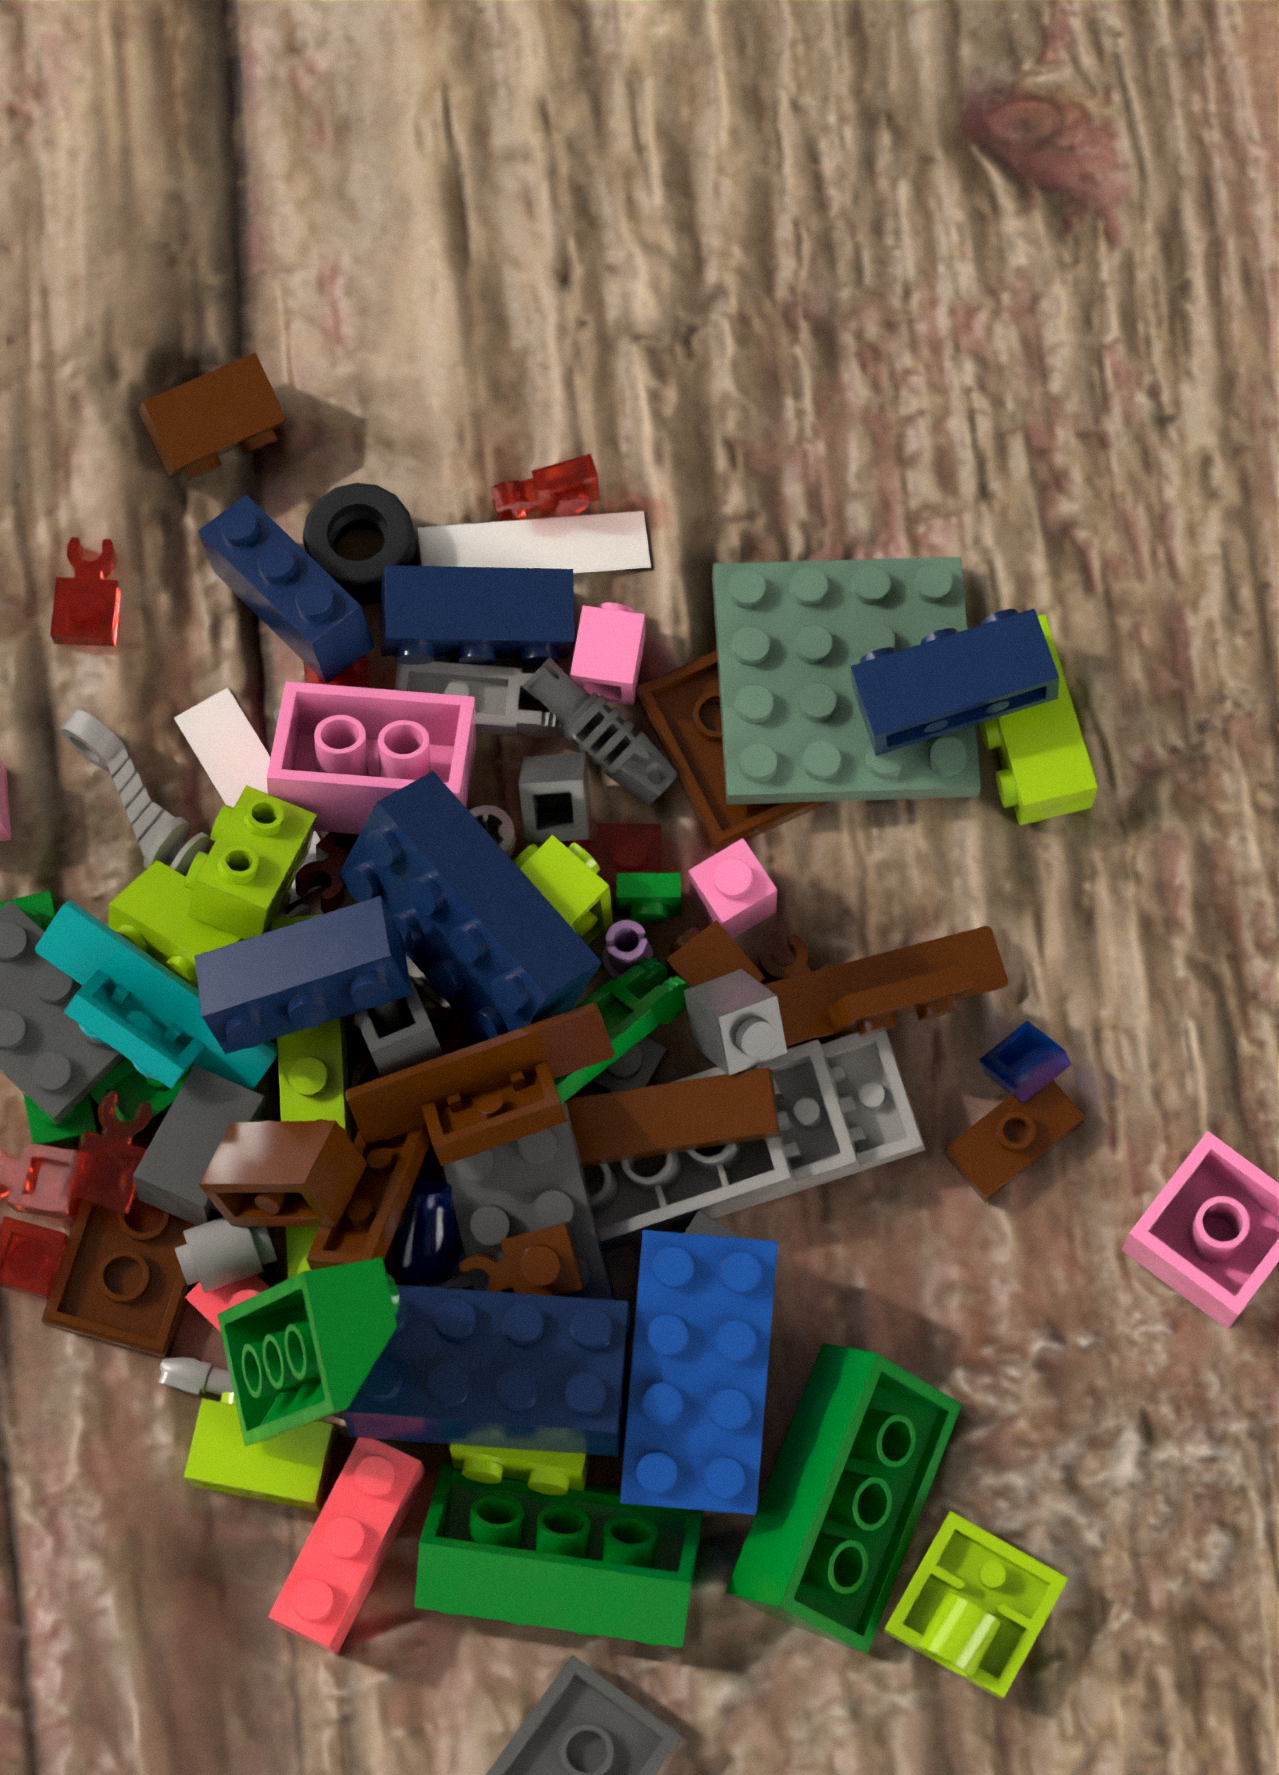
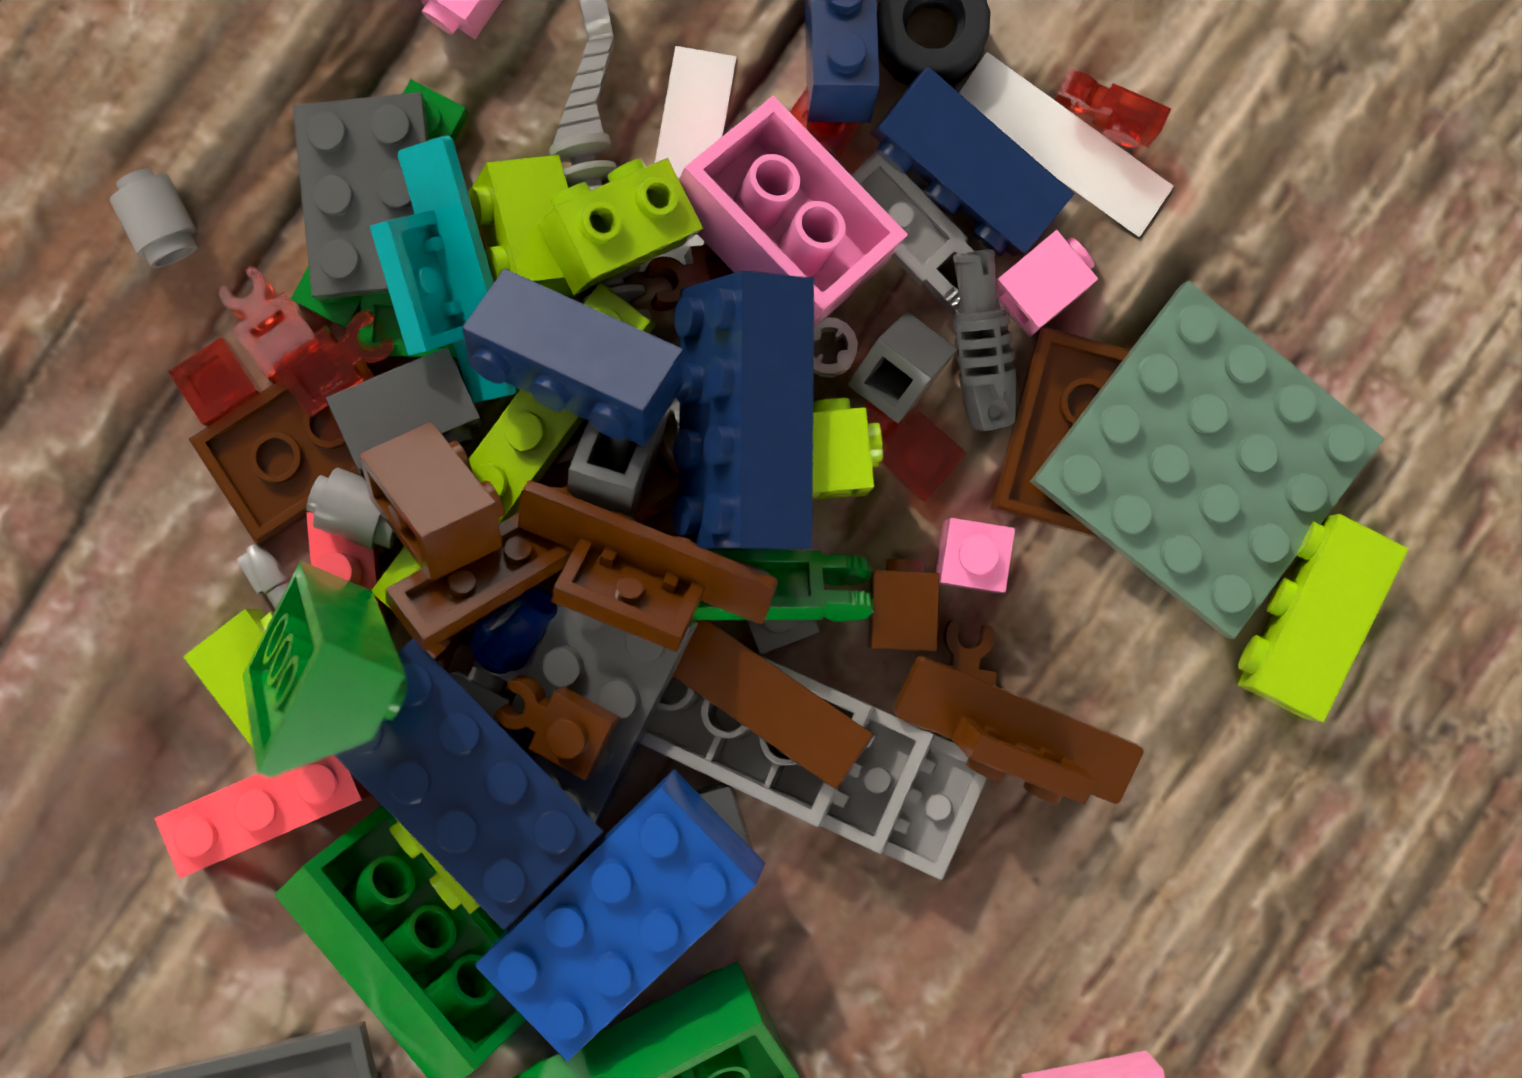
camera: 35 degrees right, 15 degrees up
(620, 937) = (838, 541): lavender pin -> none
(649, 896) = (907, 505): green plate -> none
(735, 1021) = (880, 673): dark grey brick -> none
(954, 680) = (1292, 546): dark blue brick -> none
(1012, 1139) = (1019, 921): reddish brown plate -> none
(1025, 1062) = (1076, 877): clear blue tile -> none

